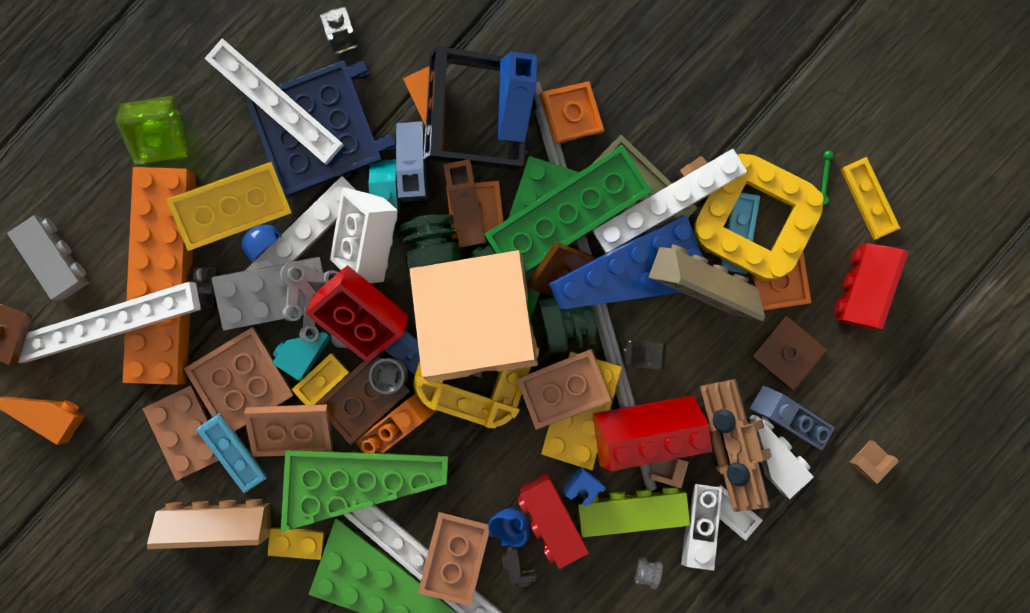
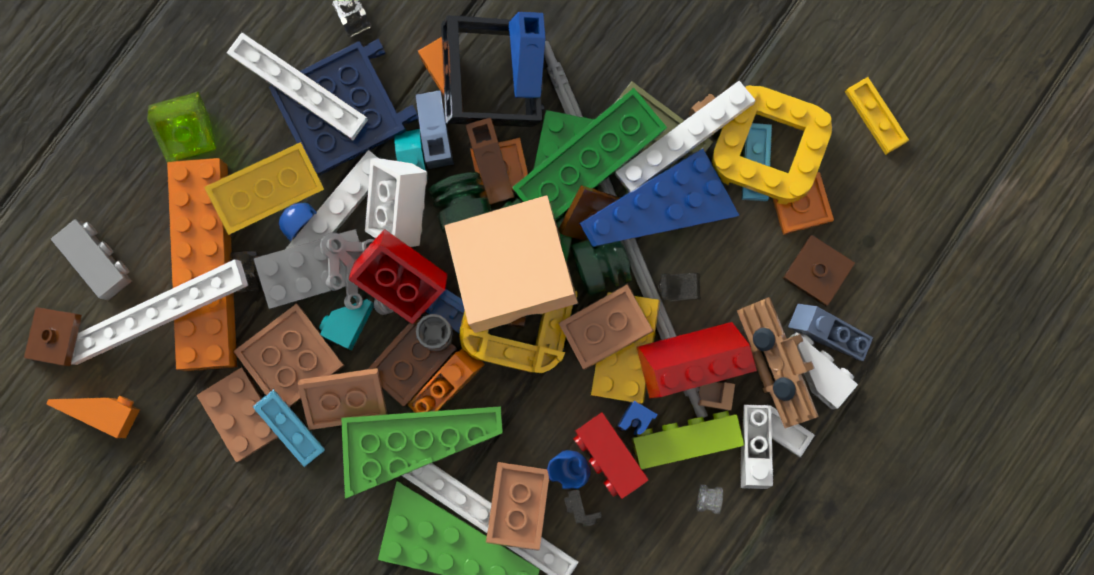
camera: 10 degrees left, 5 degrees down
(210, 524) = (276, 499): slope -> none
(296, 543) = (360, 511): yellow plate -> none
(321, 380) = (368, 347): yellow plate -> none
(571, 112) = (582, 66): orange tile -> none
(707, 283) = (730, 209): dark tan slope -> none
(828, 156) = (831, 80): green hinge -> none
(870, 286) = (887, 196): red slope -> none
(873, 462) = (914, 366): medium nougat panel -> none

